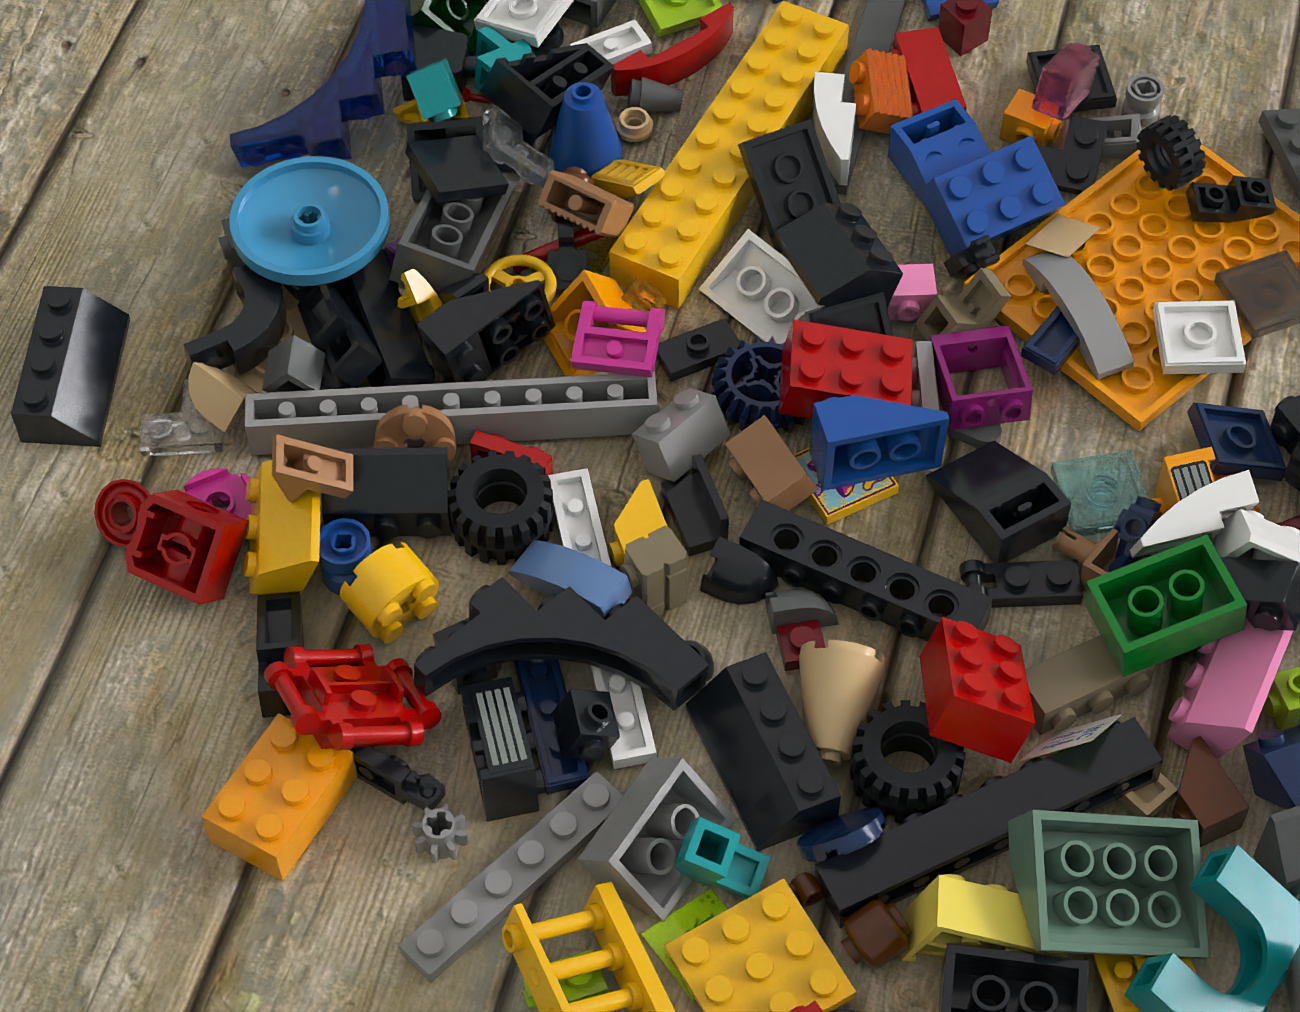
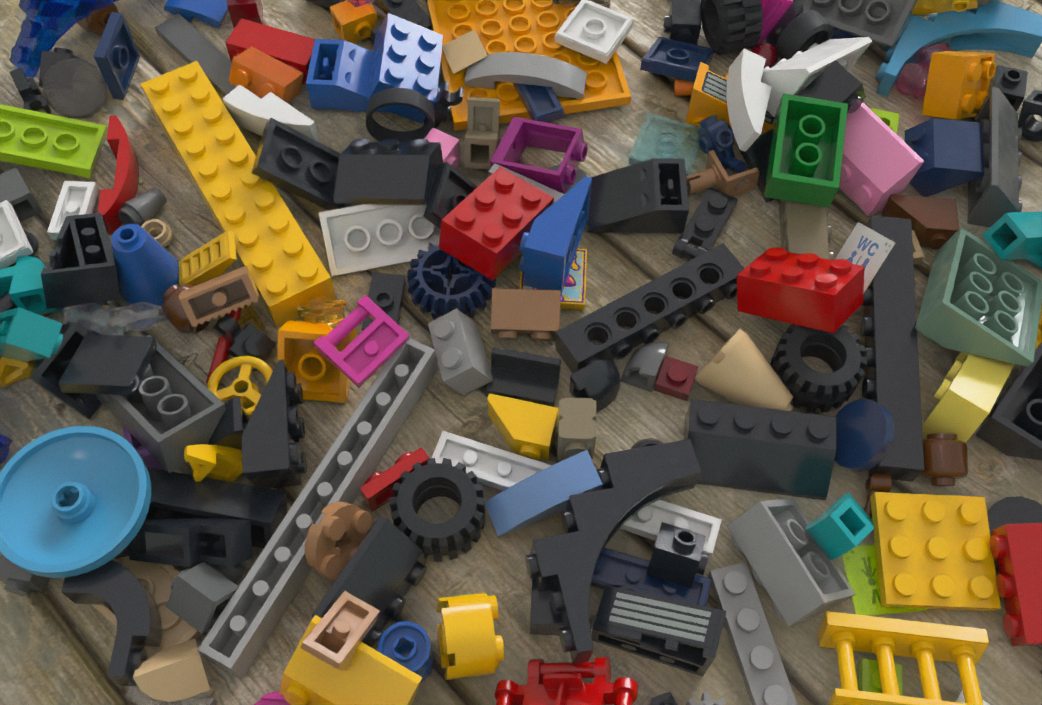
camera: 60 degrees left, 5 degrees up
(933, 220) = (399, 96): none -> black tyre

